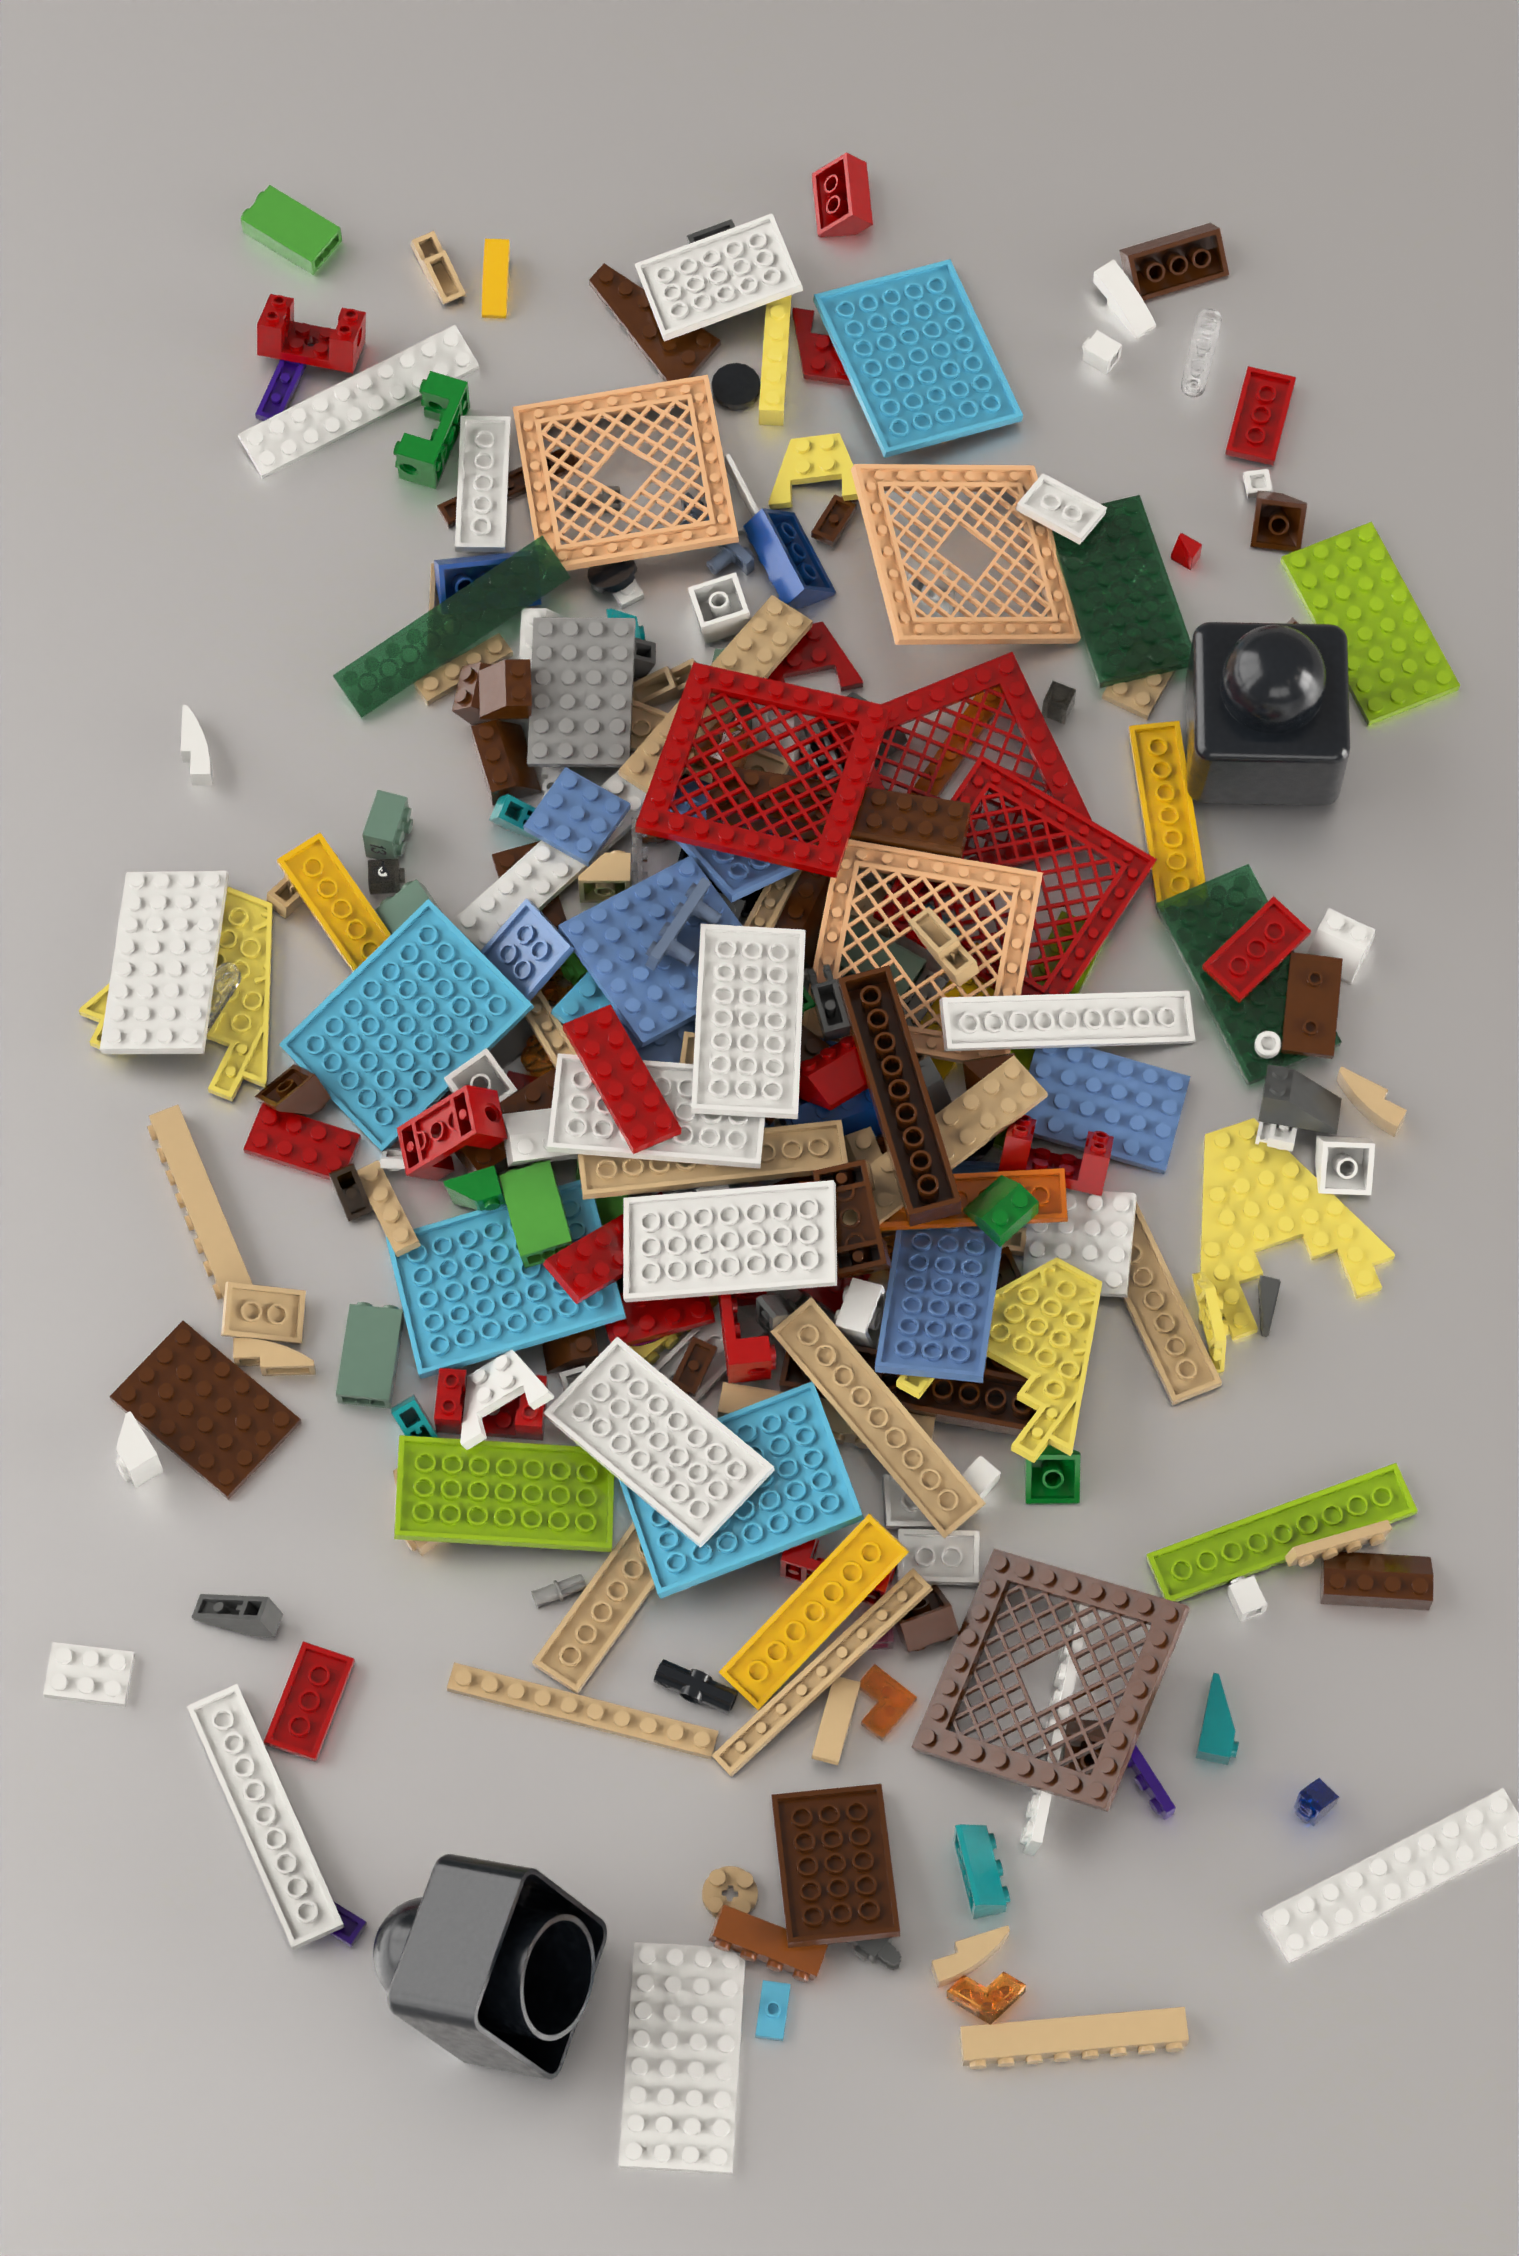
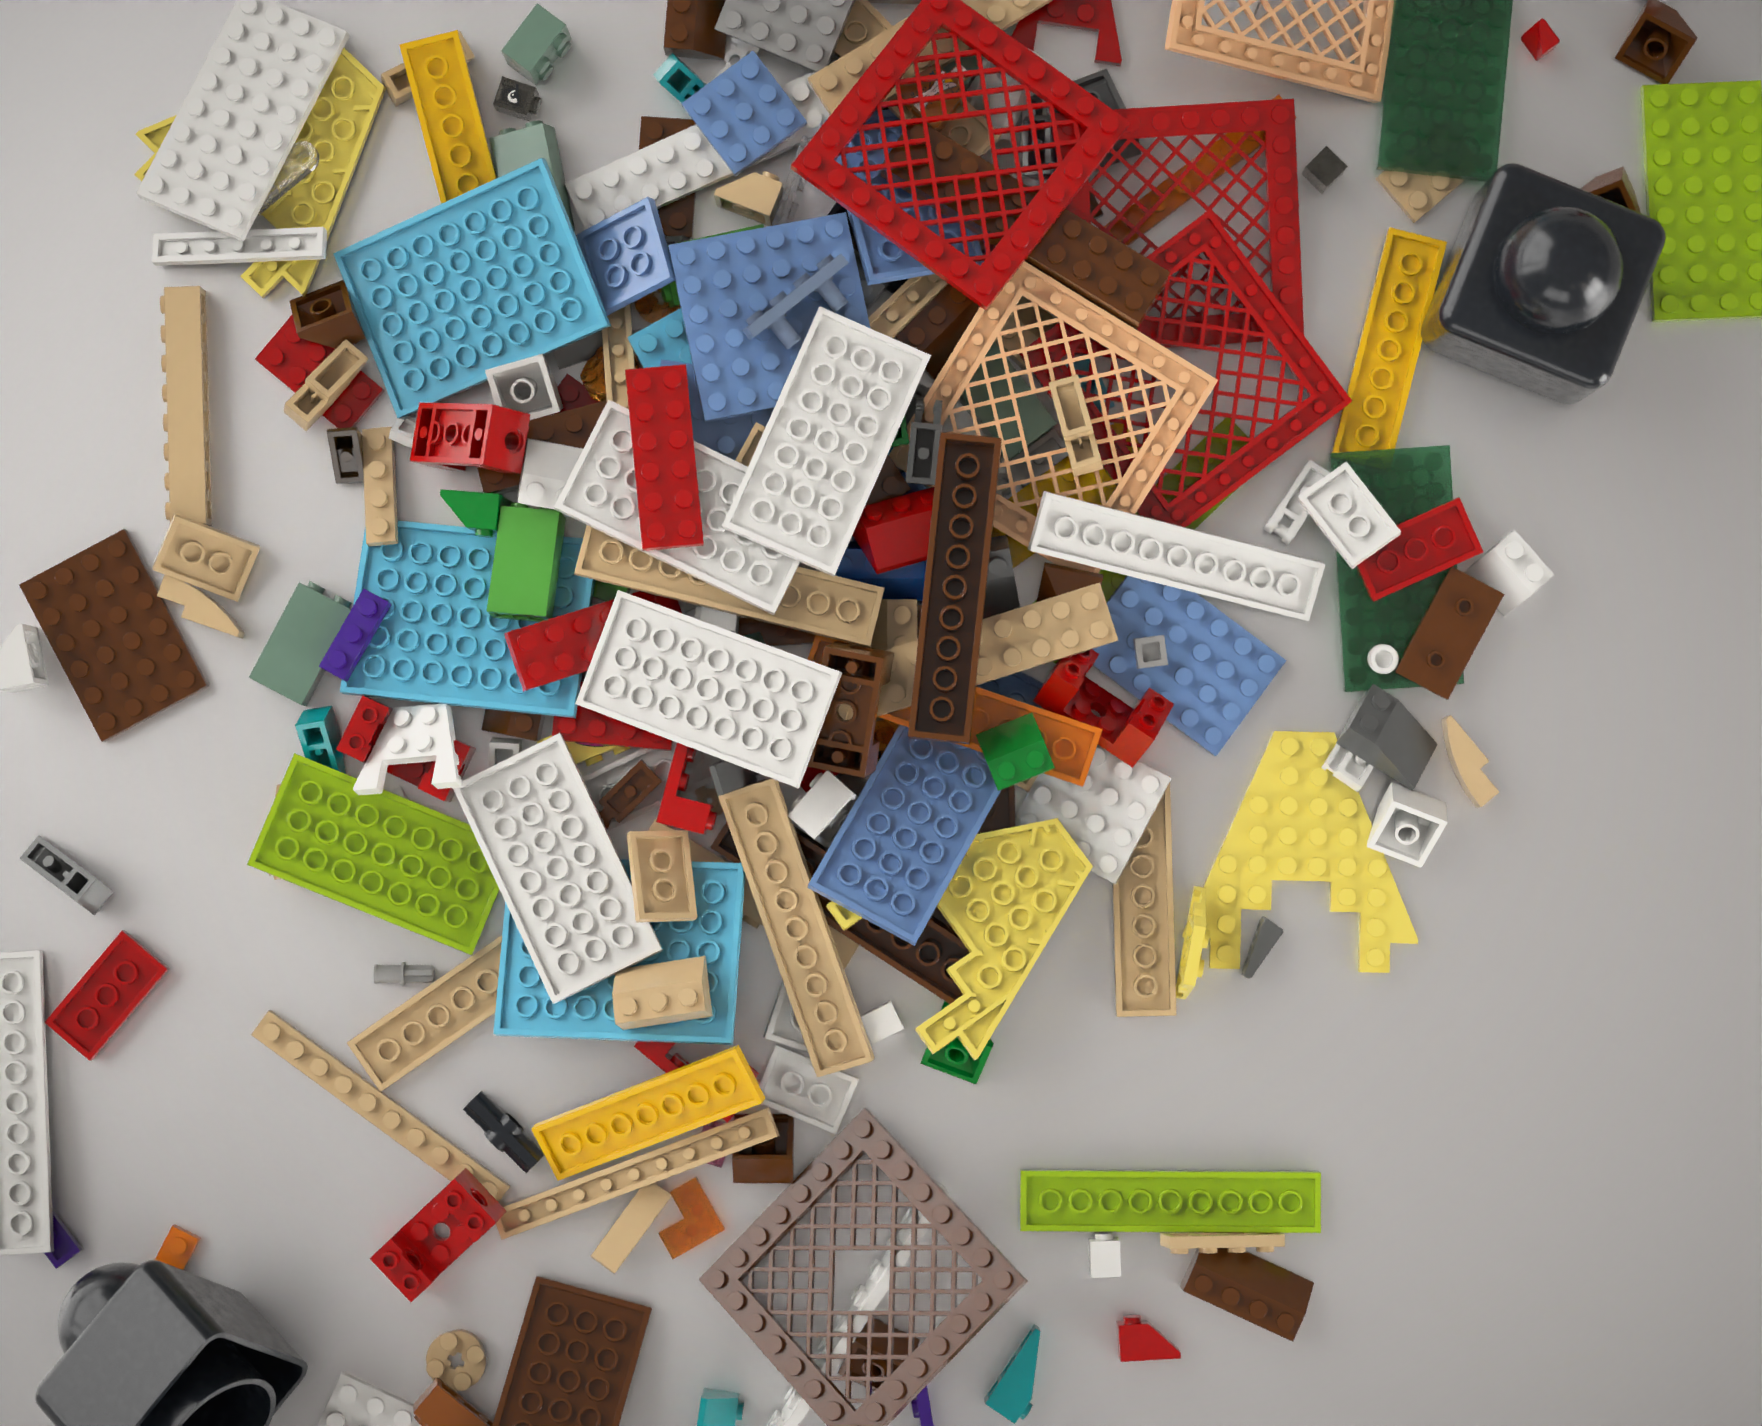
camera: 25 degrees right, 20 degrees up
(196, 1066) = (258, 246): none -> white plate
(312, 1143) = (325, 385): none -> tan slope
(414, 1326) = (355, 635): none -> dark purple plate
(684, 1757) = (419, 1254): none -> red plate
(749, 1411) = (661, 876): none -> tan plate
(790, 1501) = (661, 993): none -> tan slope
(1077, 1102) = (1150, 651): none -> light grey plate
(1147, 953) = (1291, 506): none -> white plate
(1191, 939) = (1349, 515): none -> white plate
(1309, 1654) = (1142, 1341): none -> red slope

